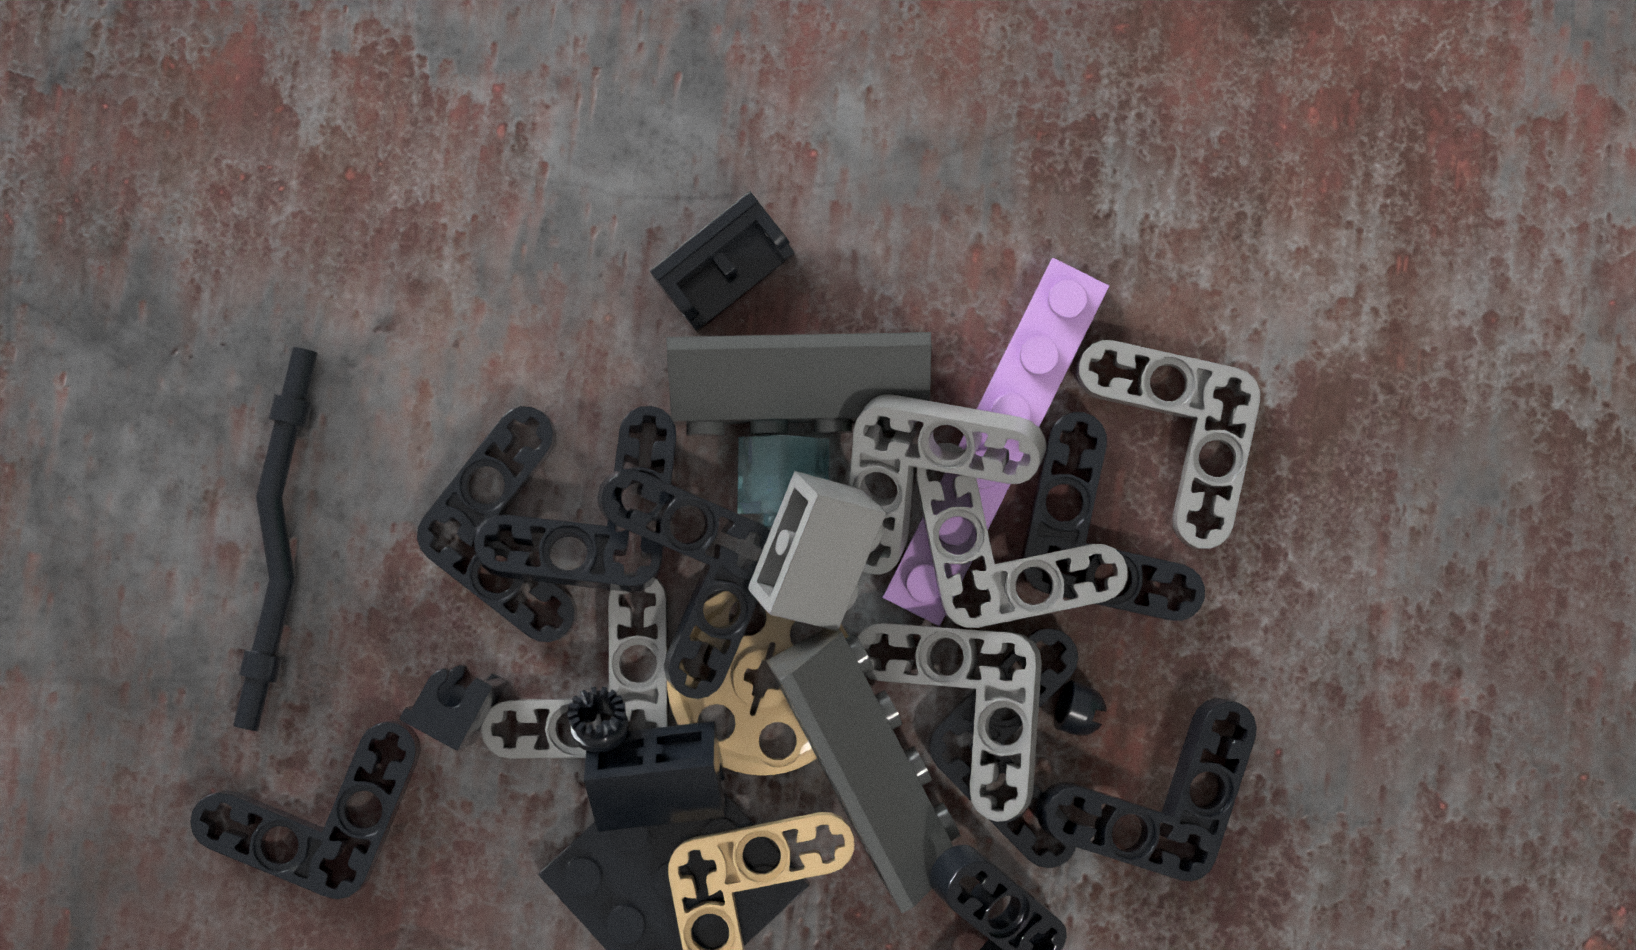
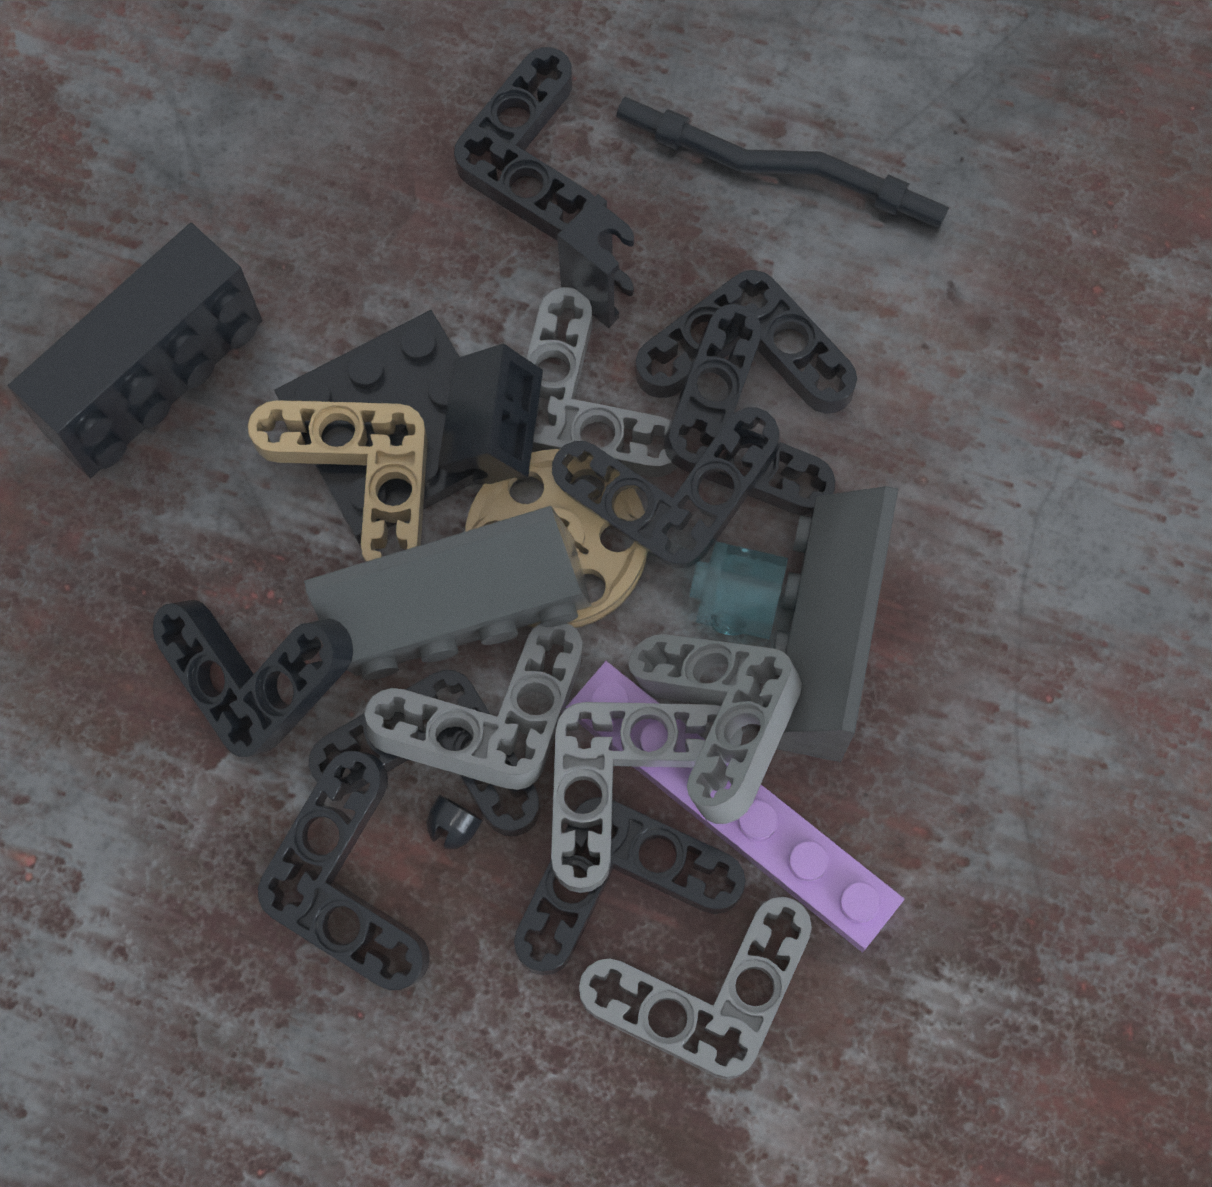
camera: 105 degrees right, 15 degrees down
(586, 708) = (567, 373): black bush -> none
(722, 261) = (959, 584): black hinge -> none
(817, 551) = (663, 590): light grey brick -> none

